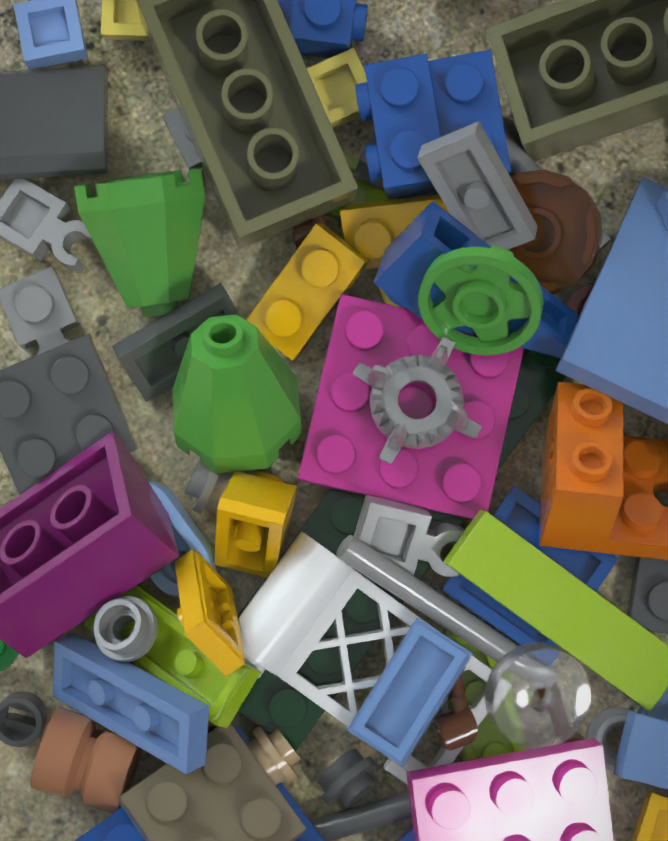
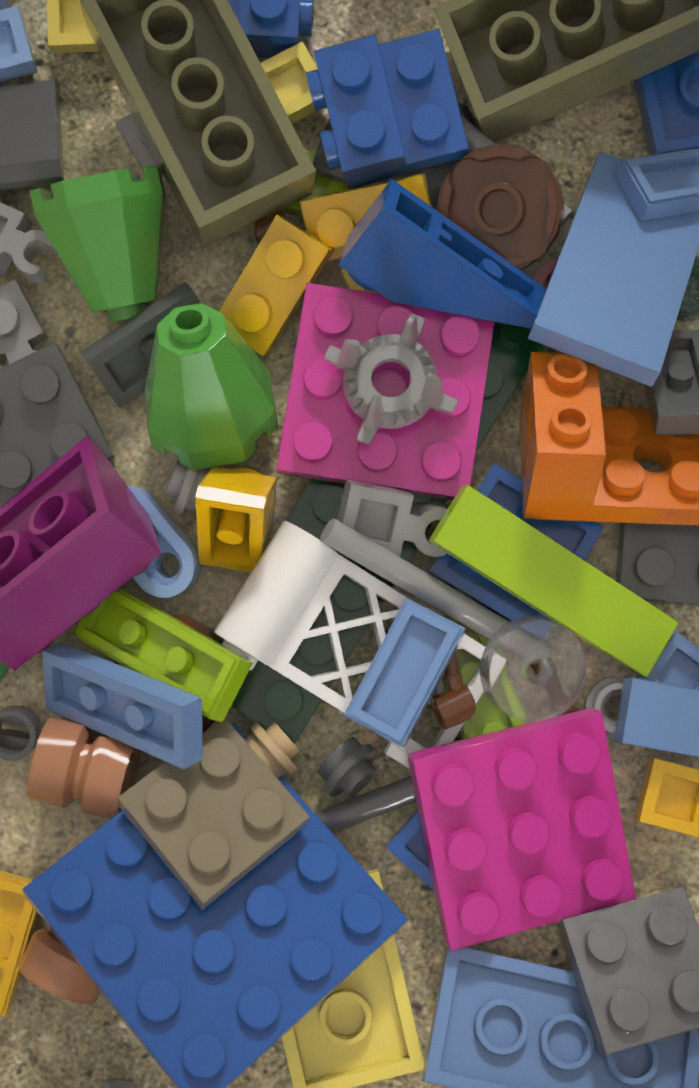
camera: 10 degrees left, 0 degrees up
(110, 624) = (100, 622): light grey plate -> none
(209, 612) = (195, 606): yellow plate -> none
(477, 187) = (436, 161): light grey plate -> none
(481, 299) = (448, 270): bright green wheel -> none

